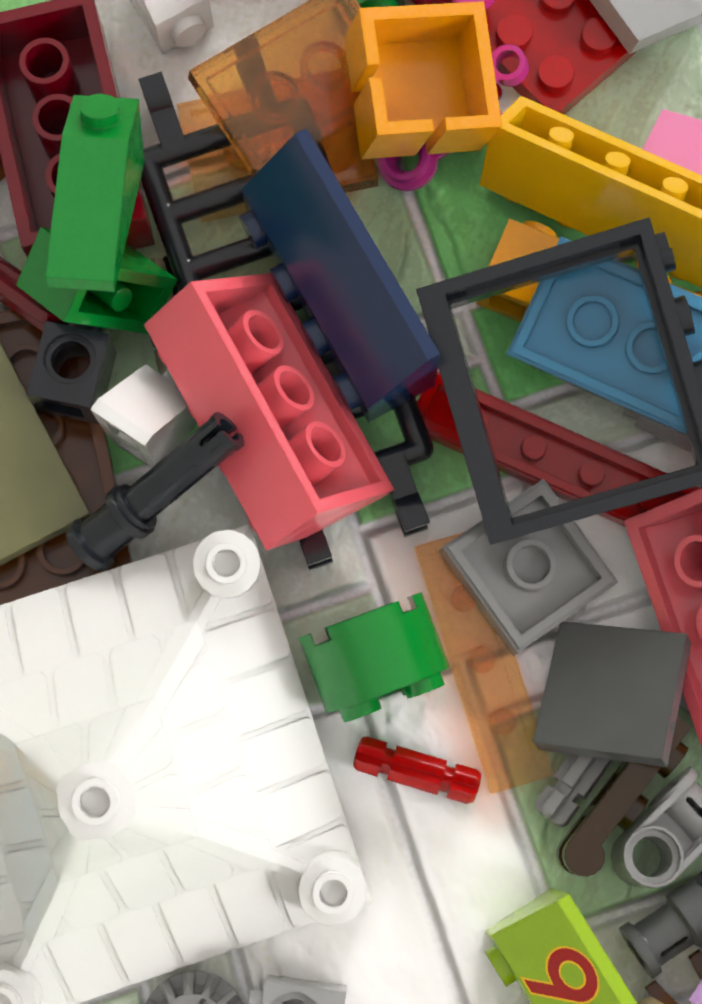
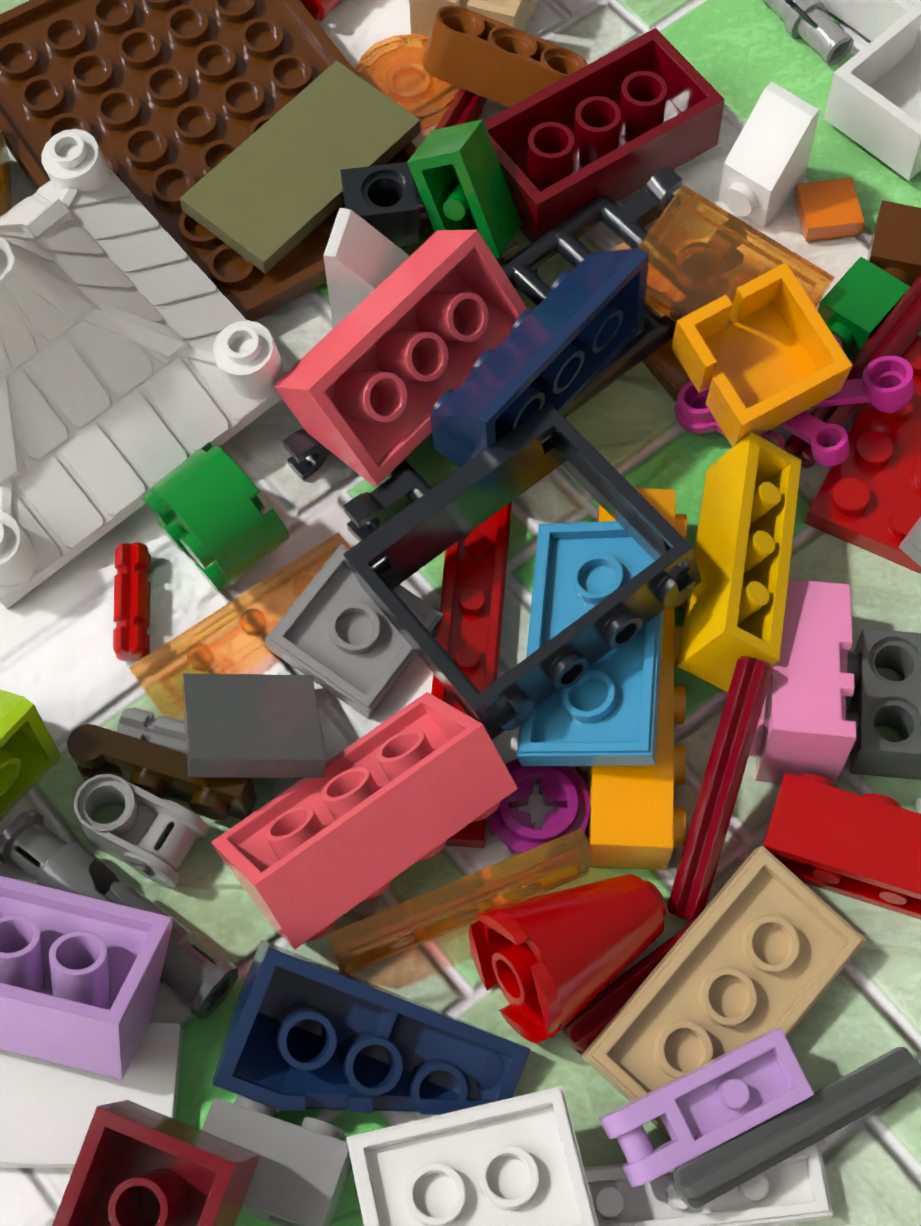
camera: 70 degrees right, 15 degrees down
(94, 192) = (528, 135): green slope -> none
(133, 509) = (275, 281): black pin -> none

